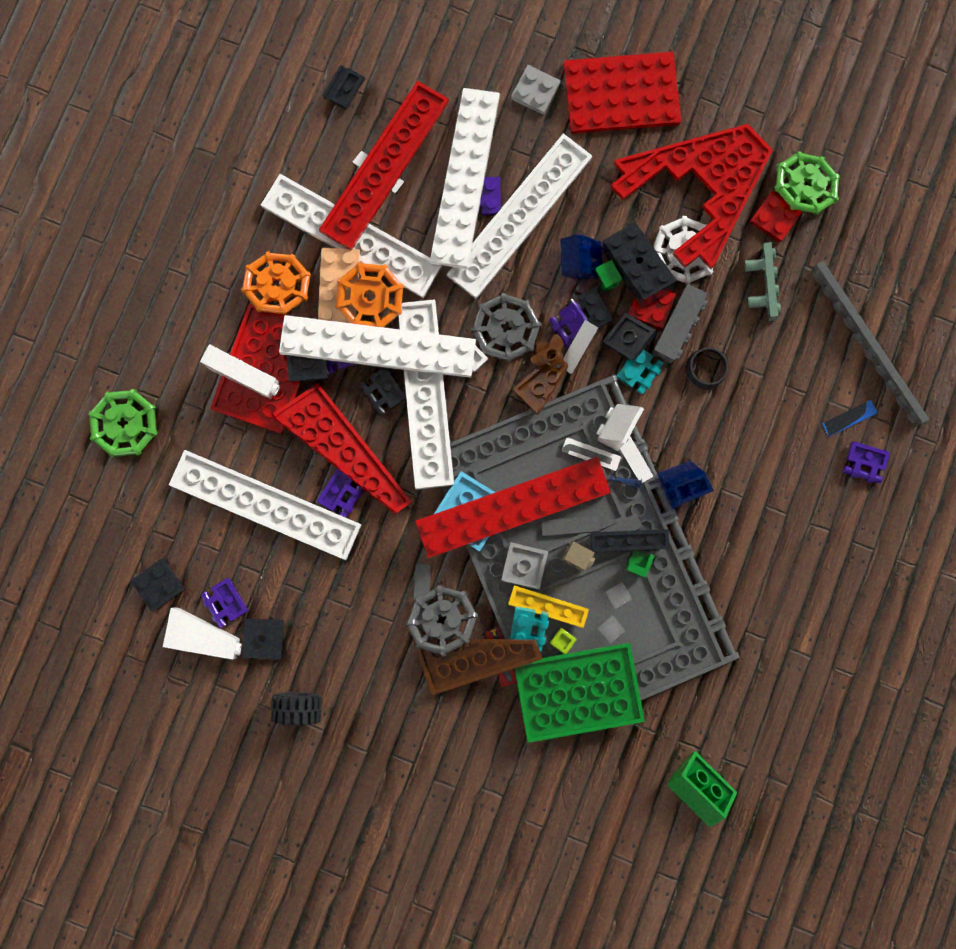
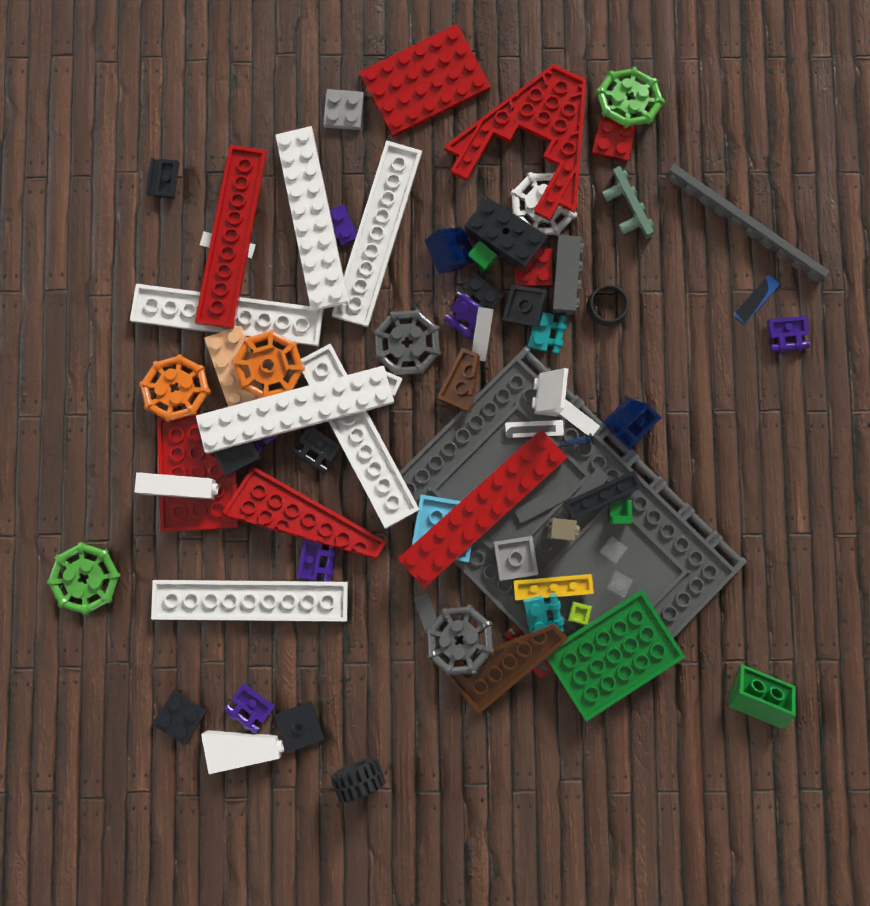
camera: 20 degrees left, 0 degrees up
(548, 353) = (455, 349): reddish brown plate -> none

